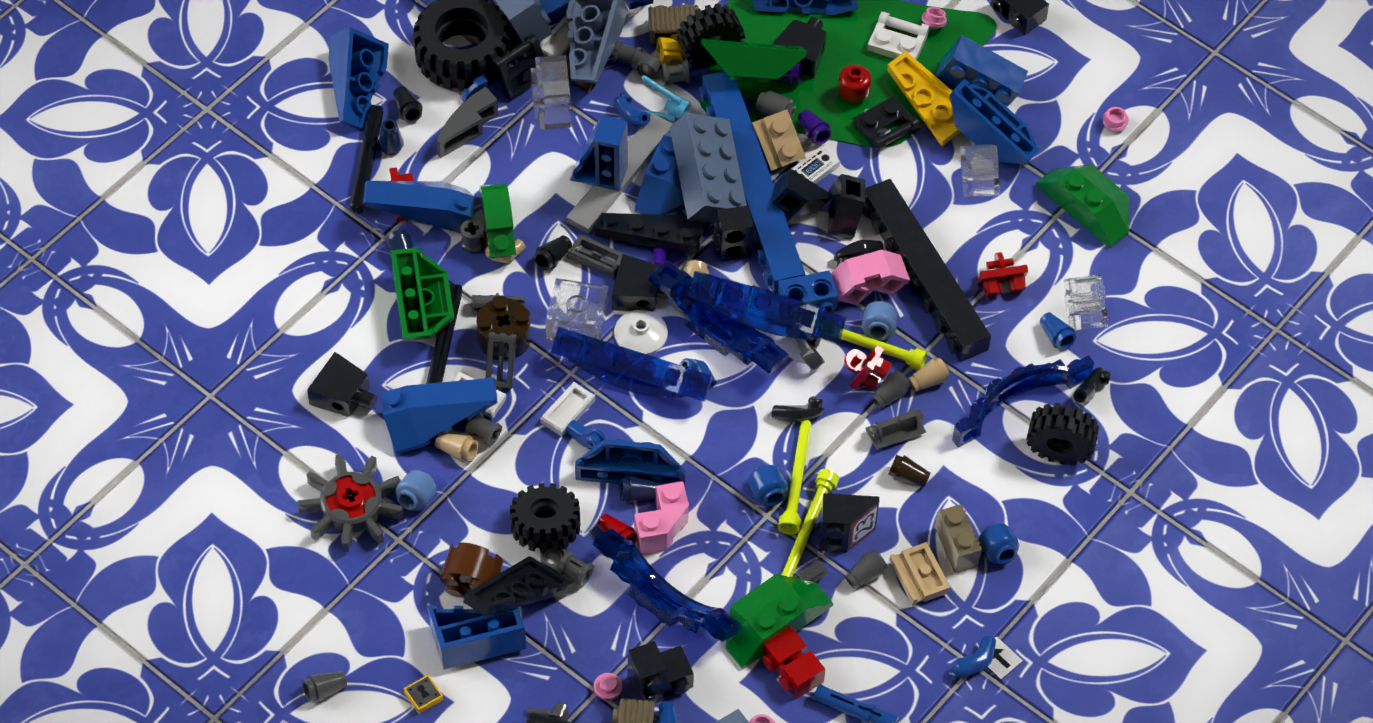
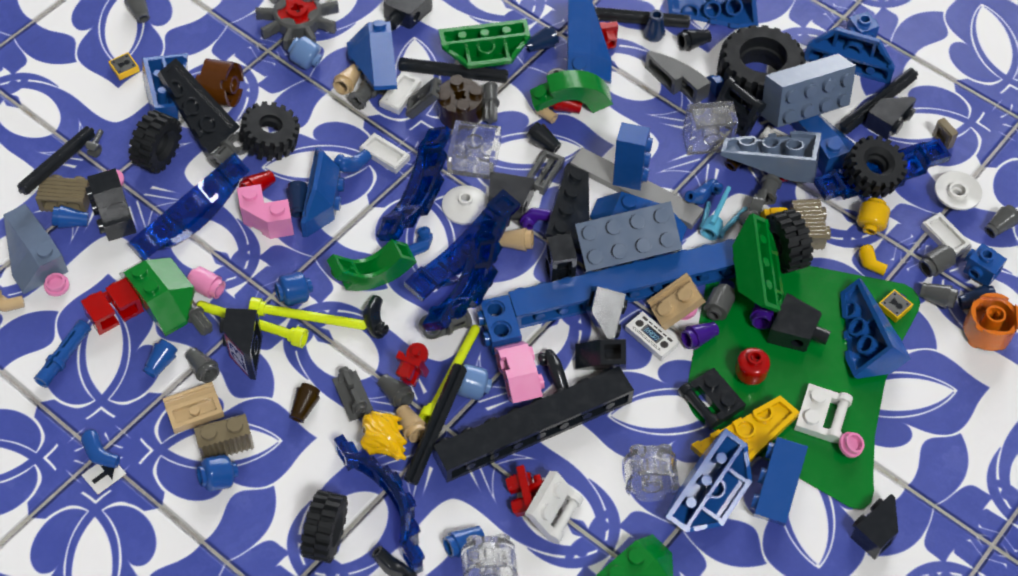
camera: 90 degrees right, 0 degrees up
(569, 627) = (155, 141): none -> black tyre
(738, 408) = (374, 270): none -> green arch
(759, 570) = (206, 282): none -> bright pink brick
(859, 610) = (160, 357): none -> blue cone
(935, 347) = (435, 424): none -> black axle
(951, 389) = (383, 435): none -> yellow hair
(1020, 252) = (547, 504): none -> white plate

